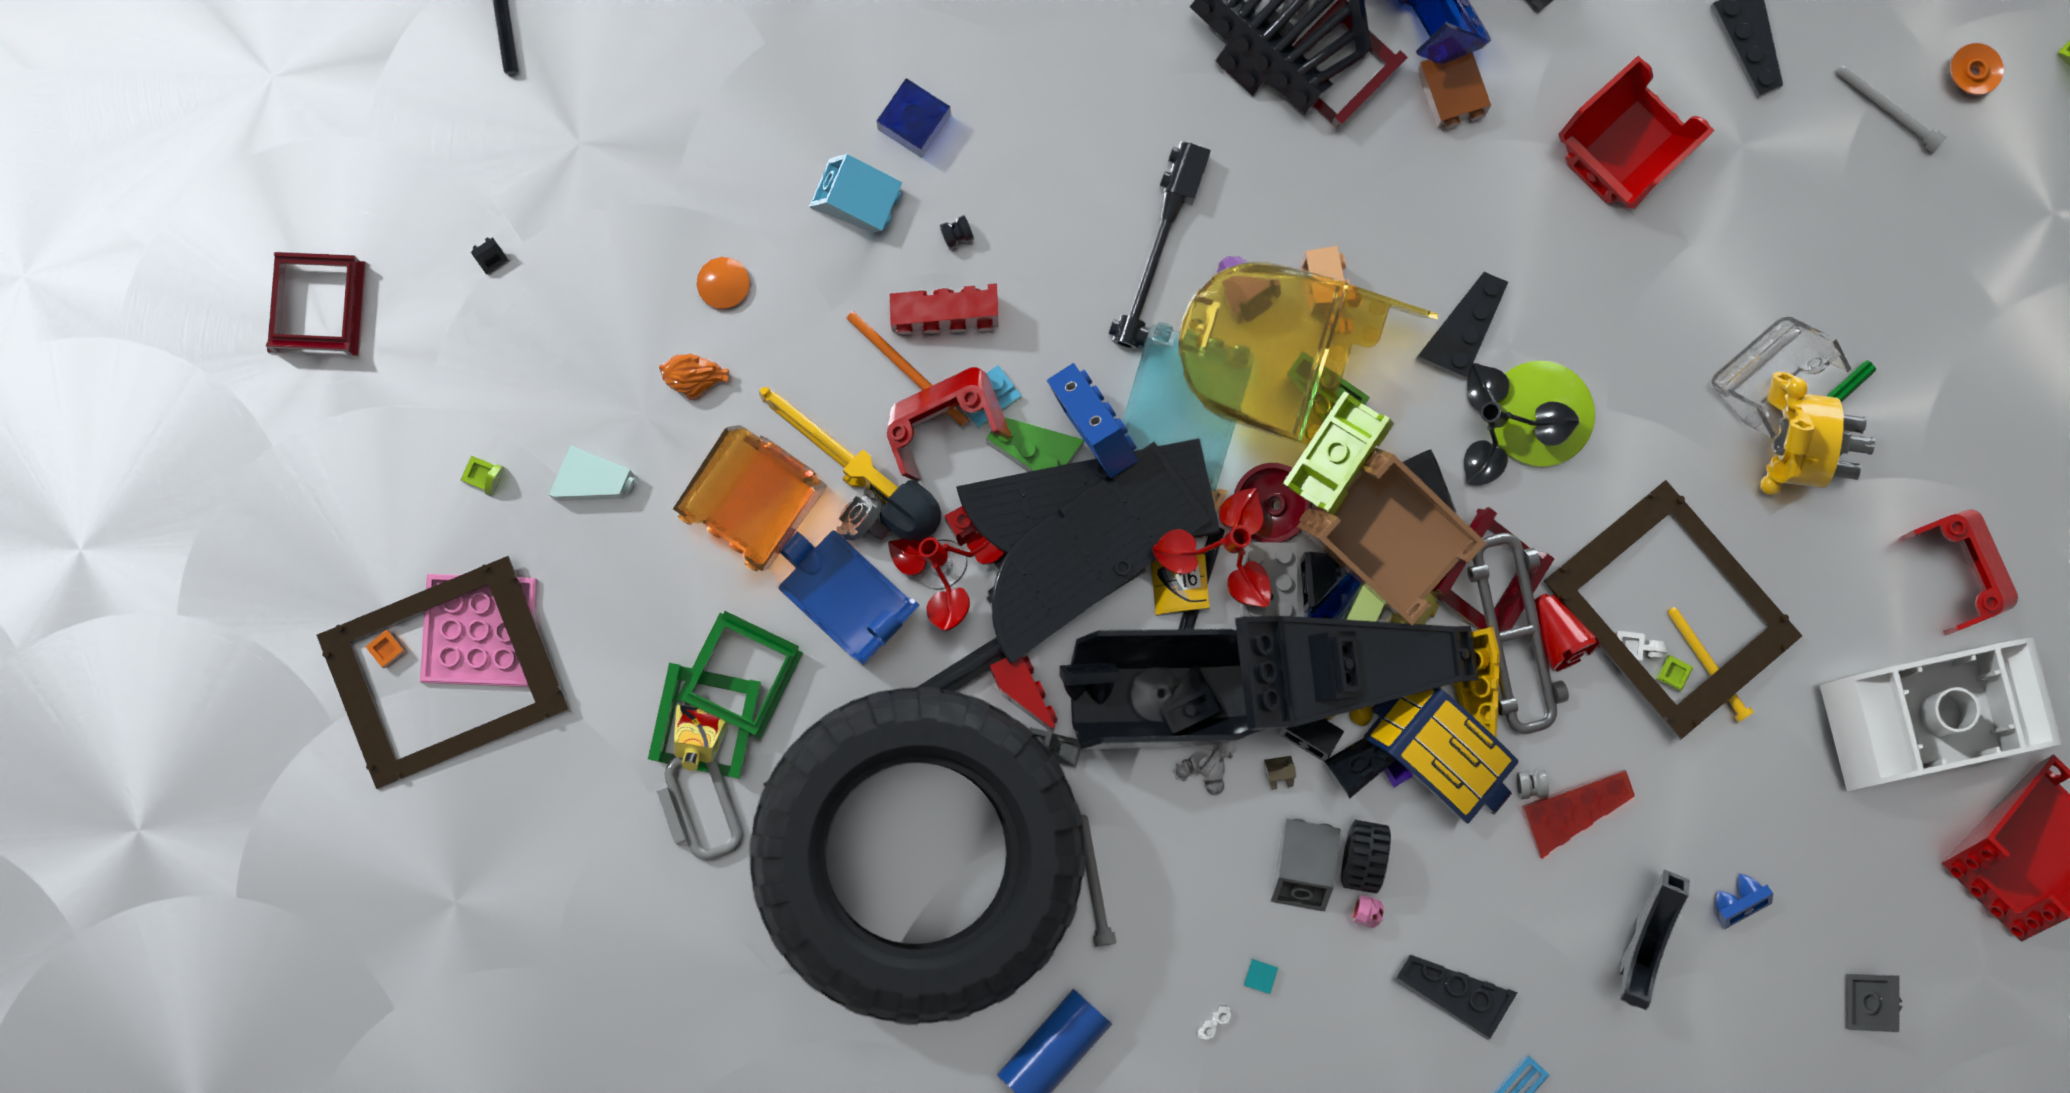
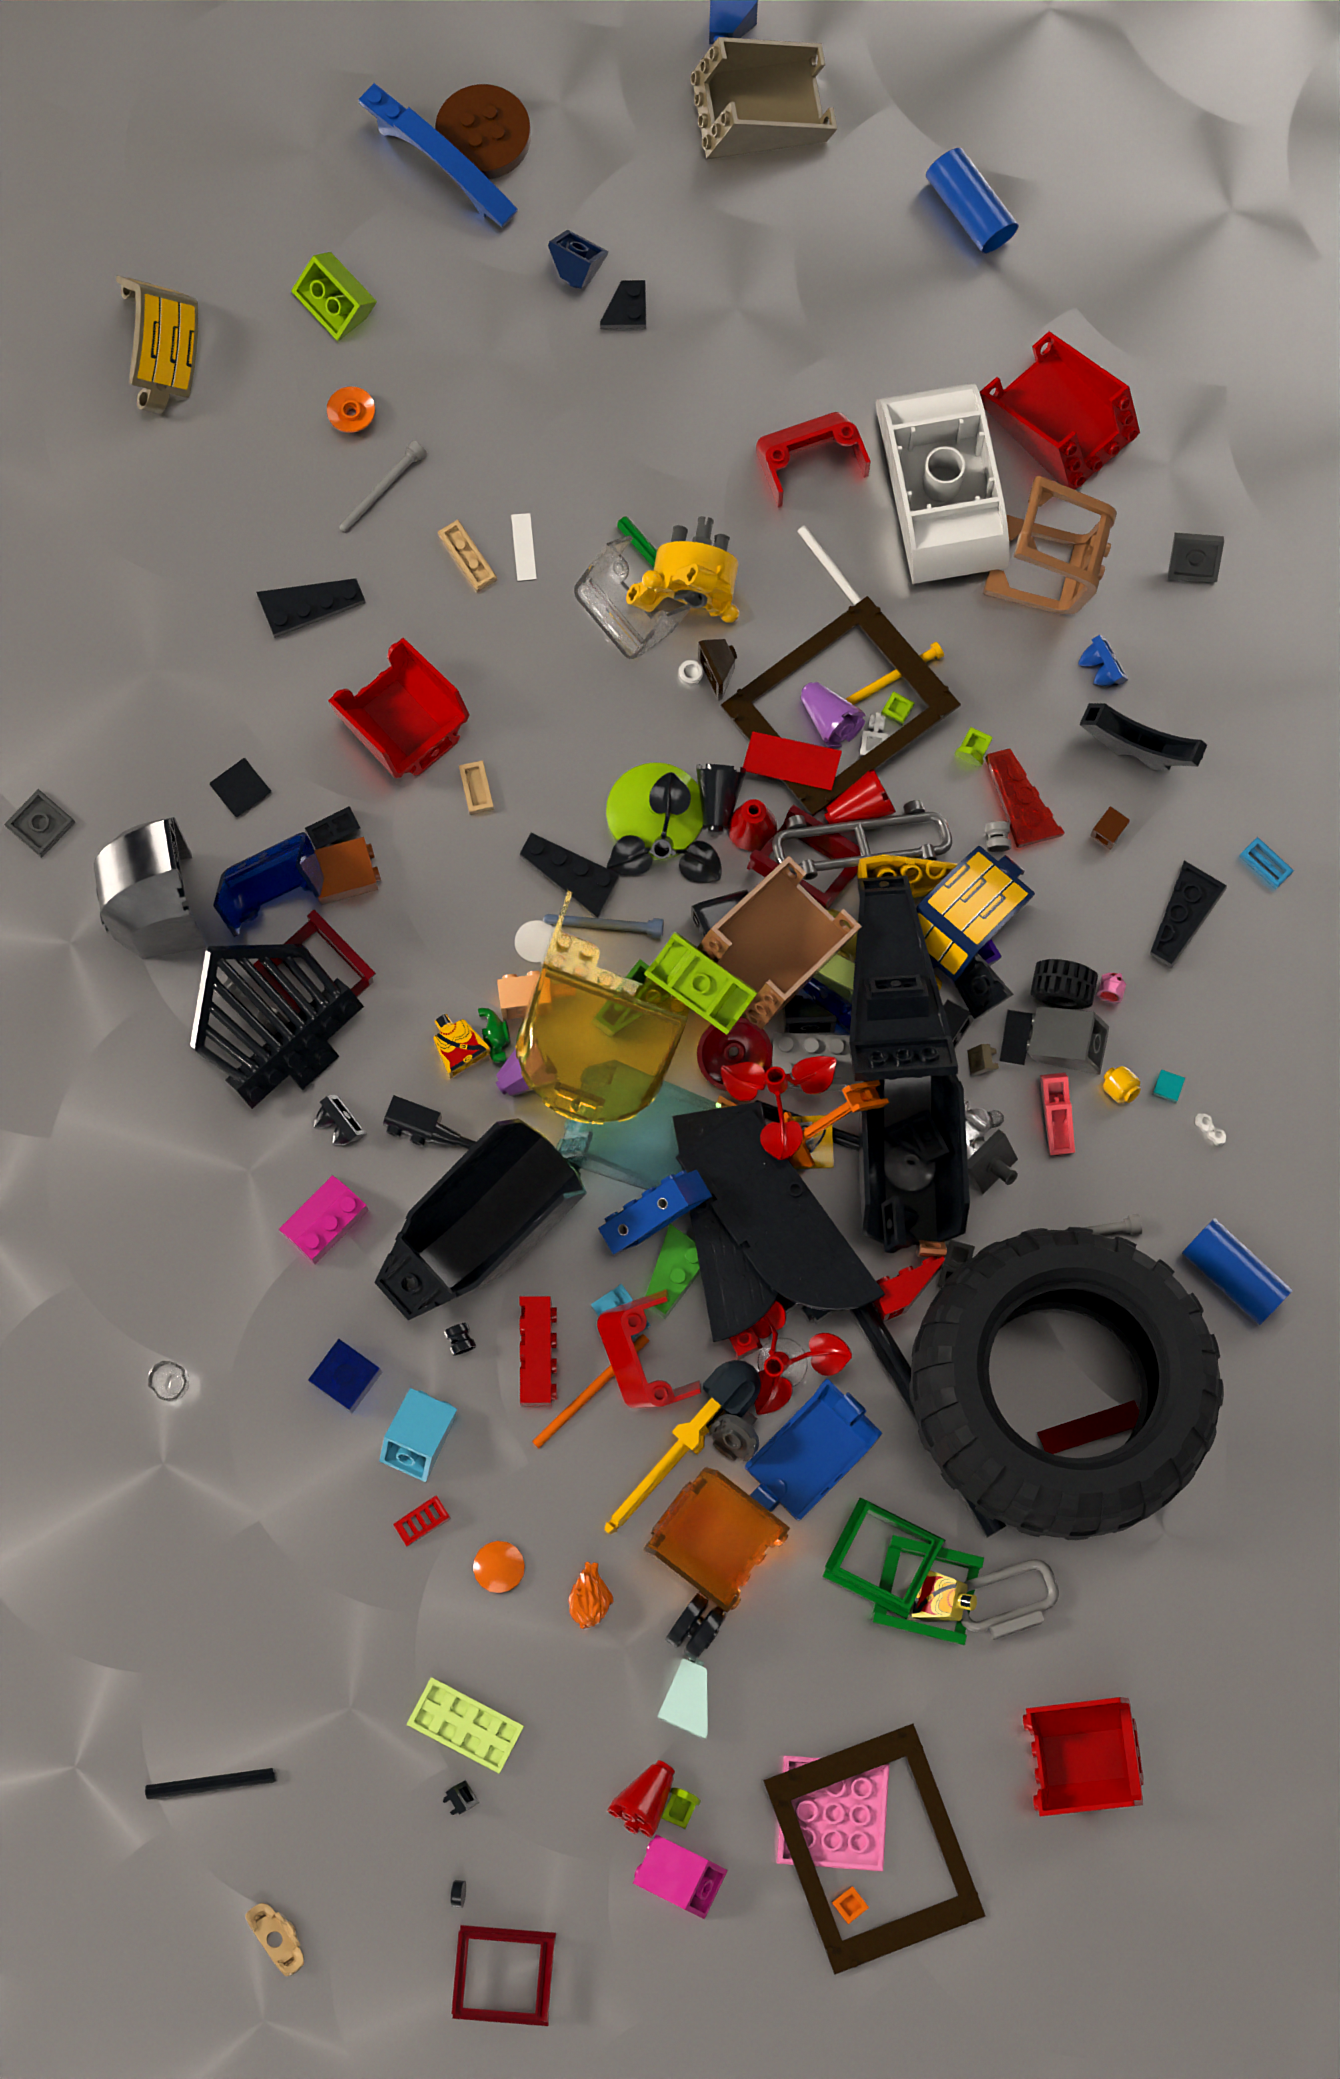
camera: 85 degrees left, 5 degrees down
(334, 93) = (263, 1921): none -> tan piece
(394, 256) = (458, 1893): none -> black tile
(411, 475) = (679, 1876): none -> dark pink slope
(488, 436) = (644, 1799): none -> red cone
(531, 889) = (1085, 1756): none -> red windscreen
(561, 256) = (465, 1725): none -> yellowish green plate
(659, 484) = (695, 1626): none -> black wheel
(781, 220) = (444, 1517): none -> red slope
(882, 891) = (1089, 1428): none -> red slope
(1065, 716) = (930, 1249): none -> nougat slope
(1077, 89) = (324, 1219): none -> dark pink slope
(1079, 239) = (479, 1218): none -> black windscreen
(1163, 781) = (992, 1162): none -> dark grey tile
(1191, 95) = (336, 1112): none -> black tile
(1215, 620) = (859, 1098): none -> orange piece
(1223, 853) = (1057, 1113): none -> coral slope
(1258, 923) = (1121, 1084): none -> yellow head
(1269, 215) = (458, 1045): none -> torso
(1284, 252) = (496, 1034): none -> green piece
(1307, 807) = (1015, 1037): none -> black slope
(1392, 286) = (532, 940): none -> white sticker
(1409, 415) = (653, 927): none -> sand blue piece
(1499, 74) = (332, 828): none -> black hinge
(1529, 517) = (752, 825): none -> red cone
(1550, 908) = (1109, 827): none -> reddish brown panel
(1555, 223) = (476, 787): none -> tan tile
(1562, 478) = (718, 793): none -> black cone
(1605, 557) = (792, 760): none -> red sticker
(1635, 758) = (974, 747): none -> lime tile
(1660, 598) = (832, 714): none -> medium lavender cone
(1700, 447) = (691, 672): none -> white tile
(1711, 473) = (717, 663): none -> dark brown slope
(1818, 202) = (467, 555): none -> tan tile
(1833, 262) = (523, 547): none -> white sticker
(1836, 593) = (829, 565): none -> white bar
(1864, 877) = (1085, 566): none -> medium nougat windscreen

